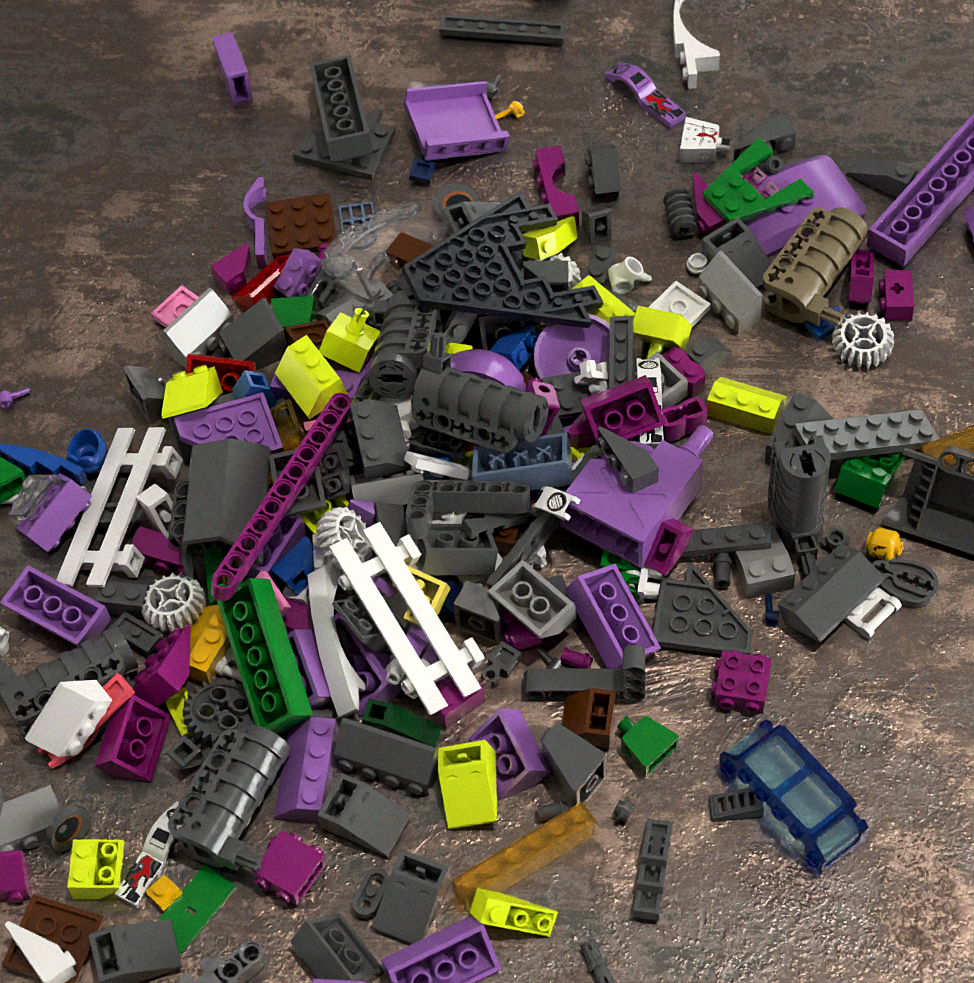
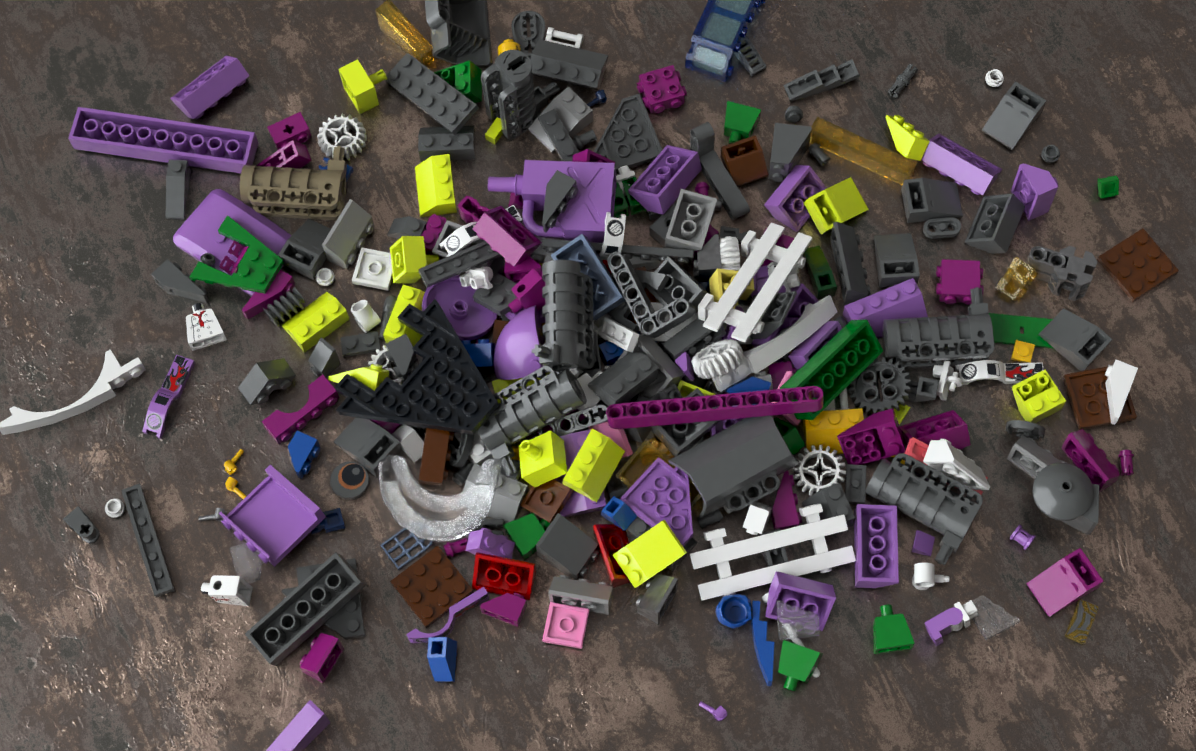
camera: 120 degrees left, 10 degrees up
(28, 661) = (923, 543): none -> medium lavender slope
(179, 781) = (948, 379): none -> white hips
(224, 200) = (442, 658): none -> blue slope
(250, 928) = (1016, 279): none -> clear yellow cylinder
(291, 110) = (321, 657): none -> magenta slope
(404, 65) = (228, 590): none -> white torso
(464, 624) = (730, 253): none -> white gear
(509, 171) = (302, 451): none -> blue slope
(536, 114) = (230, 466): none -> yellow hand
(553, 14) = (114, 508): none -> white plate
(649, 234) = (316, 321): none -> neon yellow slope
(916, 373) = (361, 86): none -> neon yellow brick

